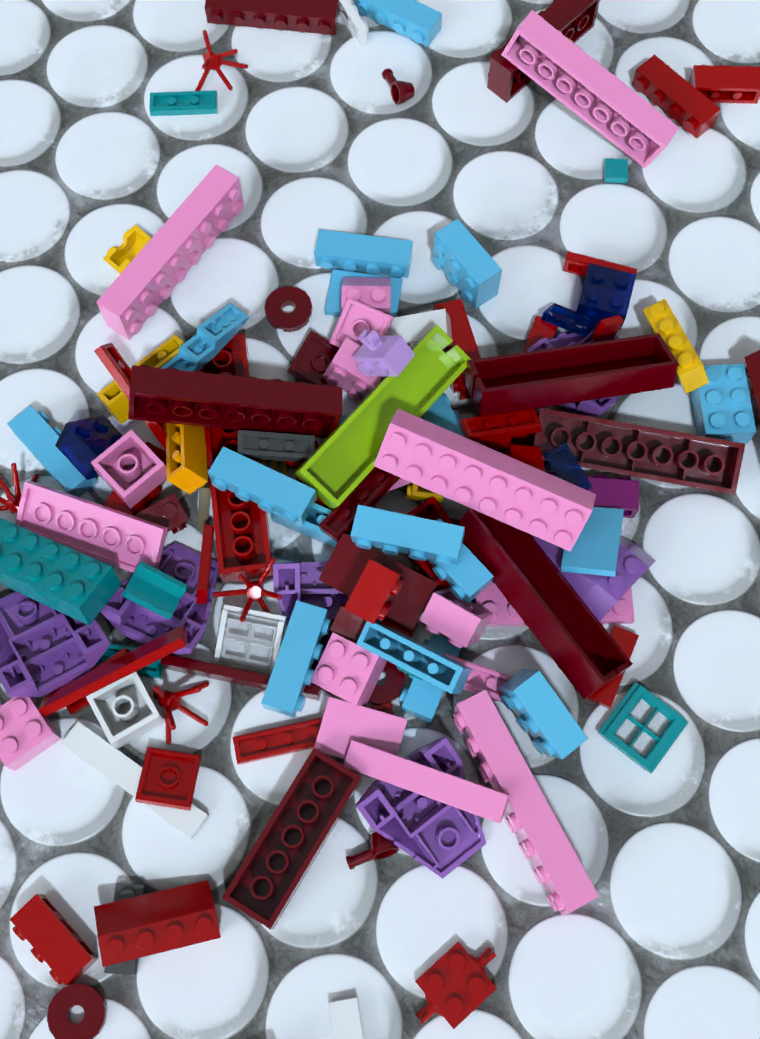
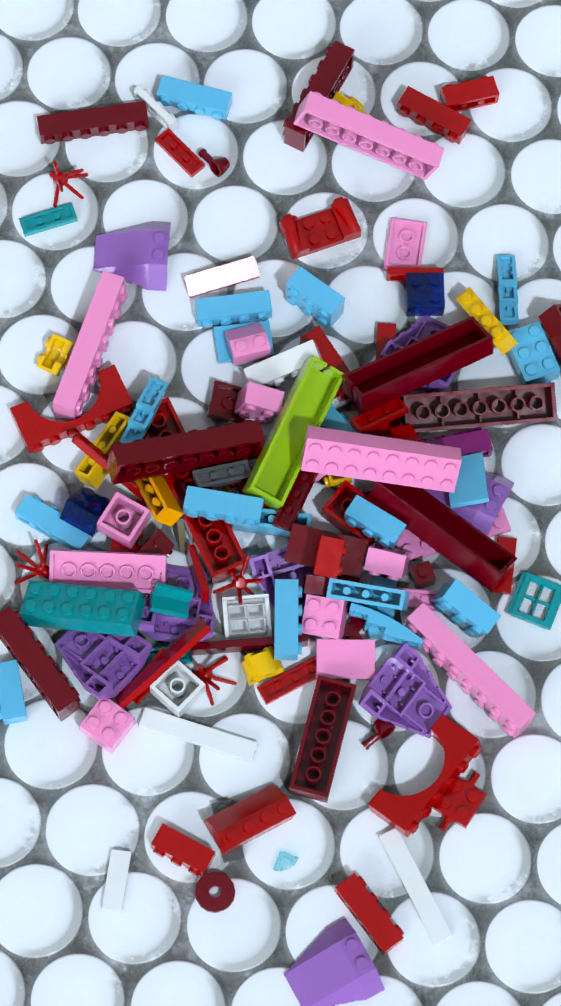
camera: 20 degrees left, 0 degrees up
(78, 338) = (41, 432): none -> red arch
(168, 778) = (223, 726): red tile -> none
(187, 998) = (284, 861): none -> clear light blue tile
(247, 712) = (261, 666): none -> yellow cylinder
(271, 165) = (136, 254): none -> medium lavender wedge
(288, 296) = (185, 357): dark red tile -> none
(357, 318) = (255, 368): bright pink tile -> none
(361, 68) = (180, 153): none -> red tile
(362, 214) = (221, 276): none -> slope
(379, 982) = (408, 811): none -> red arch
(382, 354) = (281, 388): lavender brick -> none
(408, 535) = (339, 512): medium azure brick -> none
(427, 781) = (400, 674): bright pink tile -> none
(433, 713) = (392, 629): none -> medium azure slope
(498, 649) = (422, 575): none -> dark red brick
(499, 191) = (320, 229): none -> red piece
(567, 467) = (434, 433): clear blue tile -> none
(569, 319) = (403, 320): clear blue tile -> none
(598, 231) = (405, 243): none -> bright pink tile
(607, 328) = (433, 319): red tile -> none
(615, 170) = (404, 188): teal tile -> none
(711, 317) = (507, 289): none -> medium azure slope

